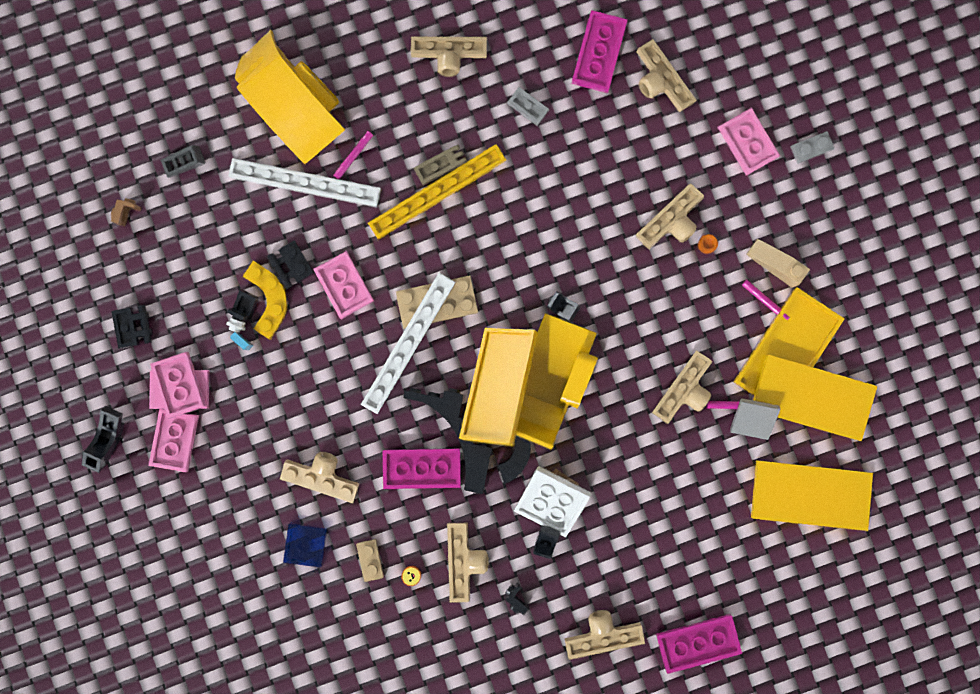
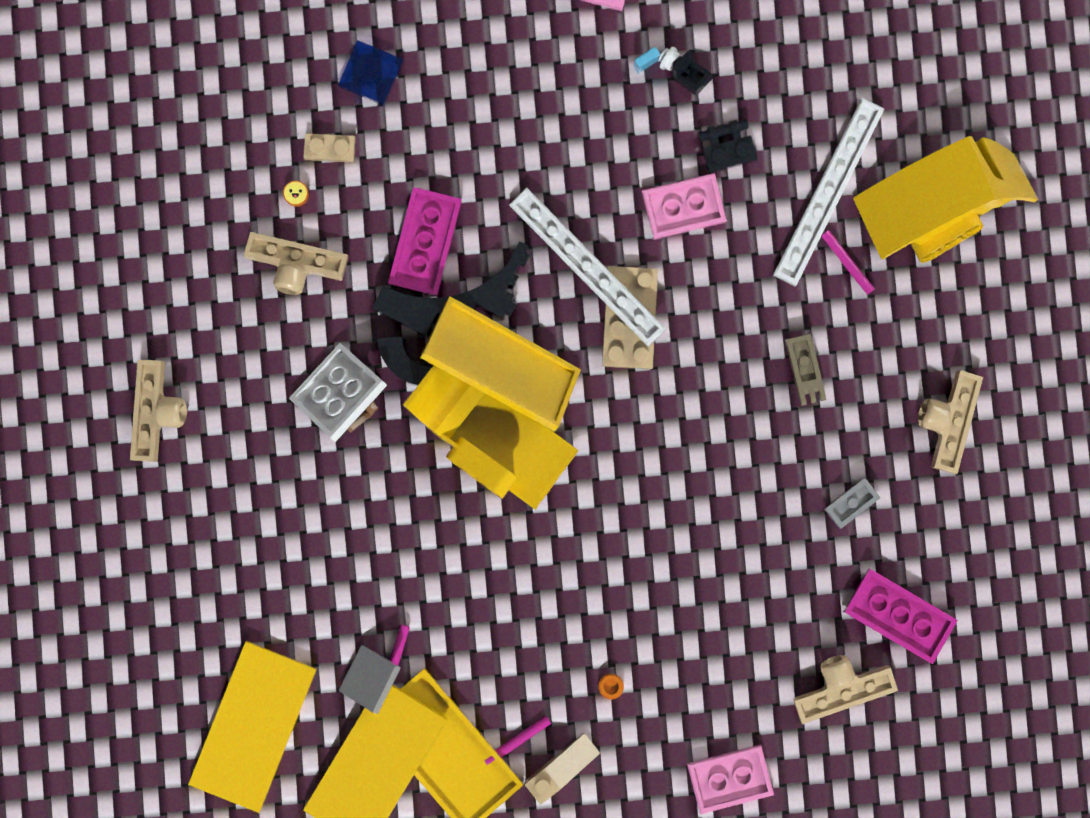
camera: 105 degrees right, 0 degrees up
(194, 158) = (899, 61): dark grey slope -> none
(276, 299) = (691, 117): yellow plate -> none
(320, 477) = (449, 114): tan plate -> none
(437, 191) = (772, 356): yellow tile -> none
(516, 604) = (223, 314): black bracket -> none
(546, 542) = (289, 371): black bracket -> none
(563, 307) = (579, 475): black bracket -> none
(672, 219) = (655, 649): tan plate -> none
(685, 389) = (431, 602): tan plate -> none
(698, 643) = (109, 528): dark pink plate -> none

